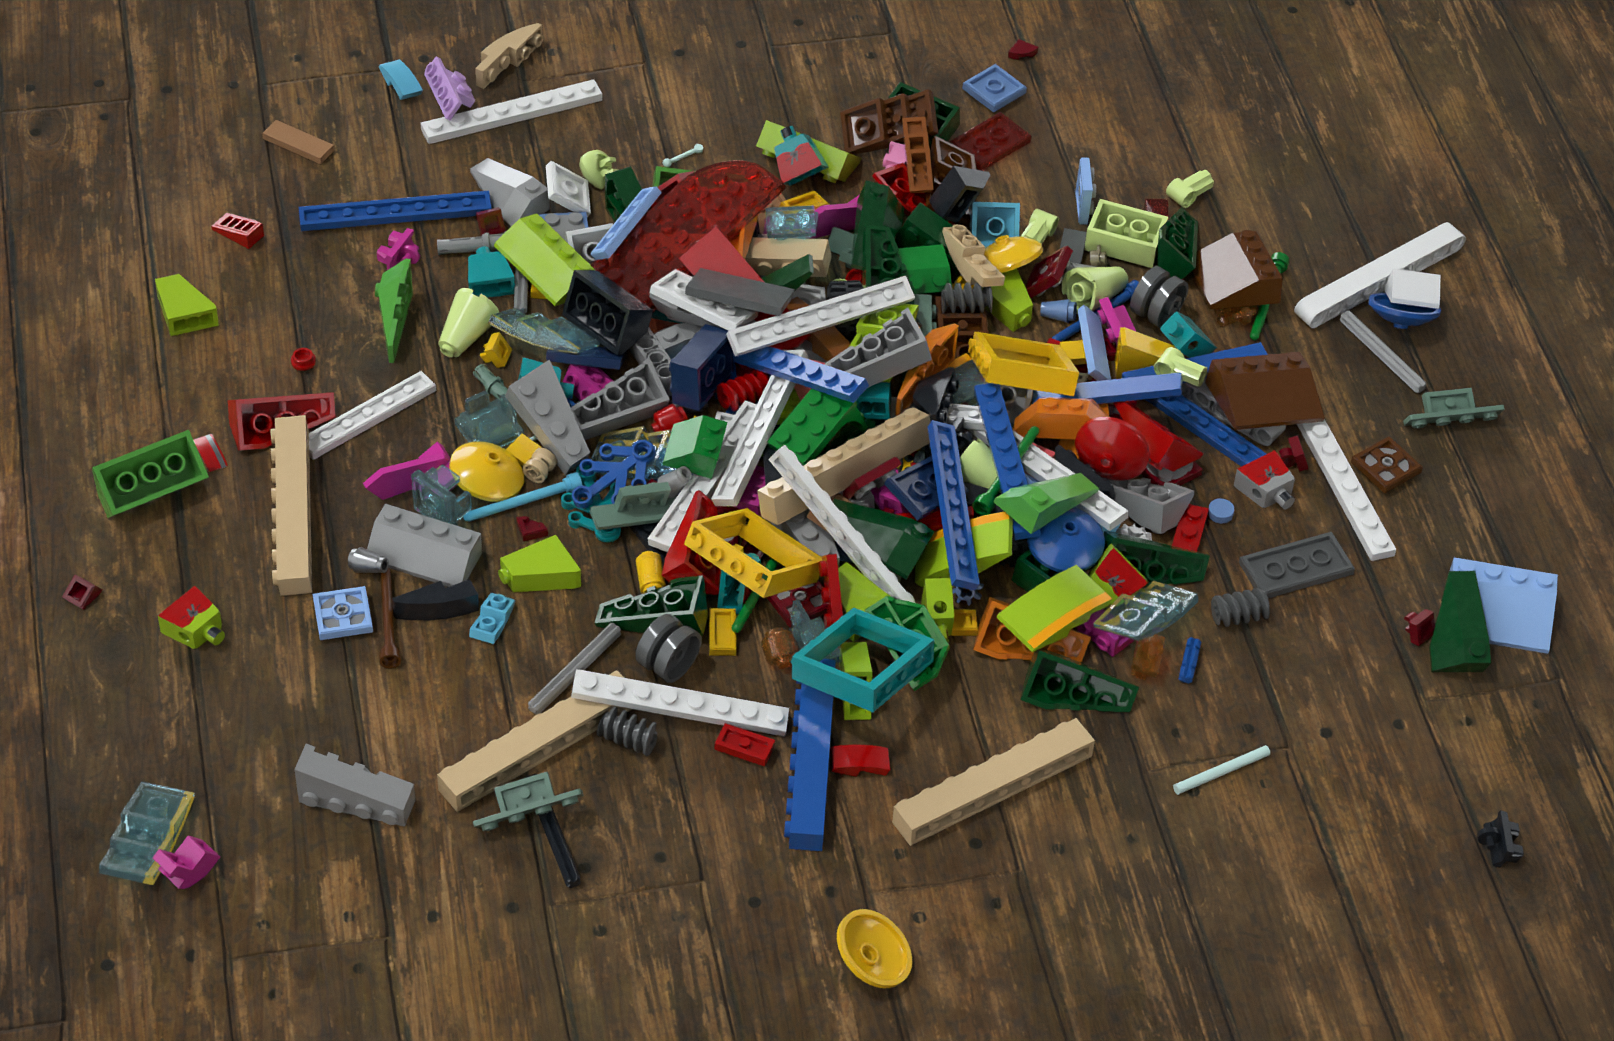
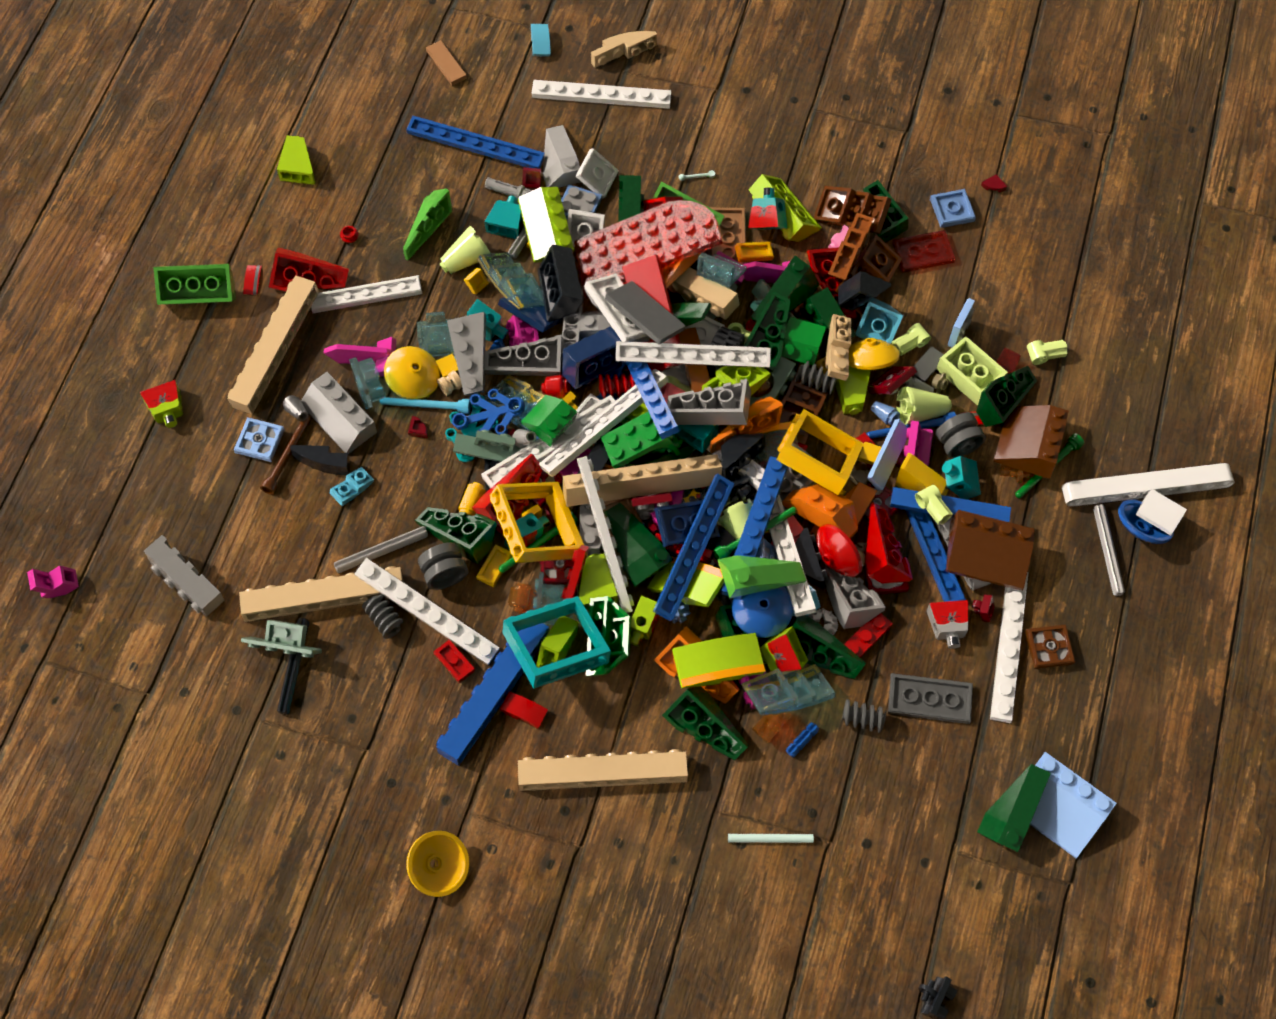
camera: 30 degrees right, 15 degrees up
(81, 592) = (113, 350): dark red slope -> none
(147, 824) = (48, 545): clear light blue slope -> none
(247, 239) = (371, 125): red slope -> none
(401, 249) = (459, 177): dark pink hips -> none
(448, 88) = (567, 61): lavender bracket -> none
(493, 384) = (458, 305): sand green pin -> none
(540, 568) = (402, 462): lime slope -> none
(595, 166) = (628, 162): yellowish green piece -> none
(625, 223) = (612, 219): light blue tile -> none
(964, 623) = (662, 634): yellow tile -> none
(1124, 389) = (883, 505): tile -> none
(1221, 511) = (902, 628): medium blue tile -> none
(1420, 626) = (988, 792): dark red tile -> none
(1449, 406) = (1130, 619): sand green bracket -> none

